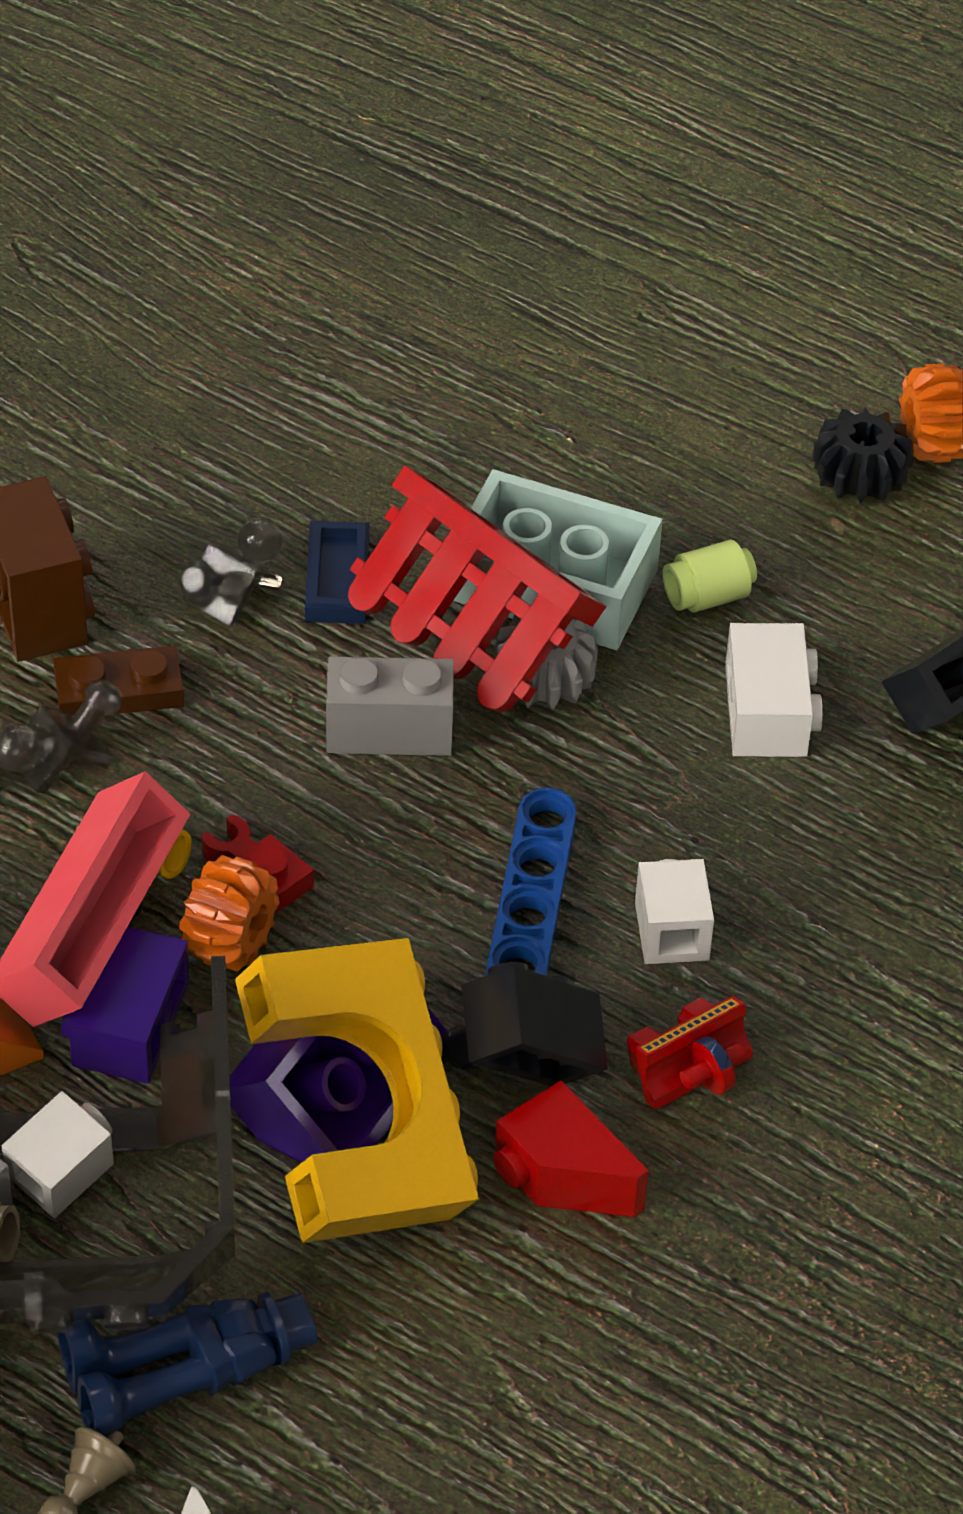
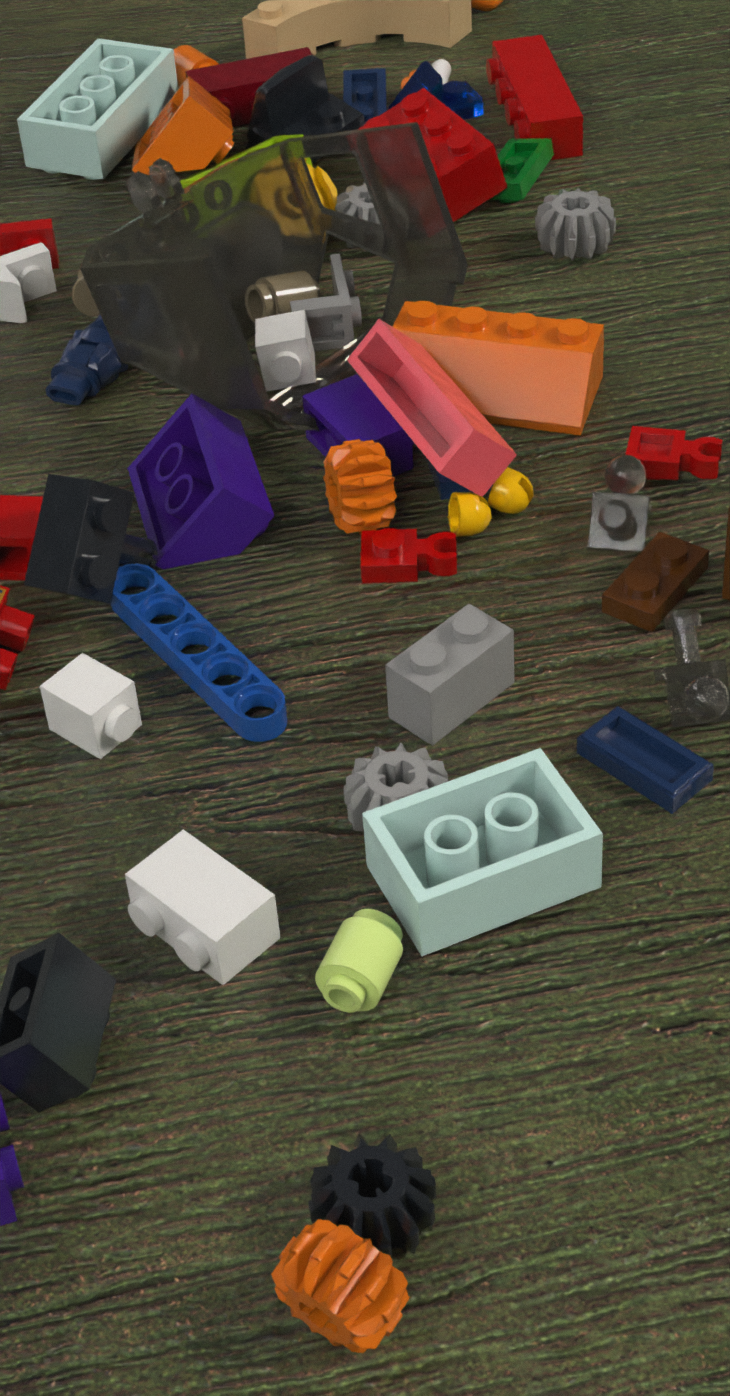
camera: 140 degrees right, 5 degrees down
(378, 1003) = (169, 452): yellow arch -> none
(489, 606) = (484, 737): red fence -> none

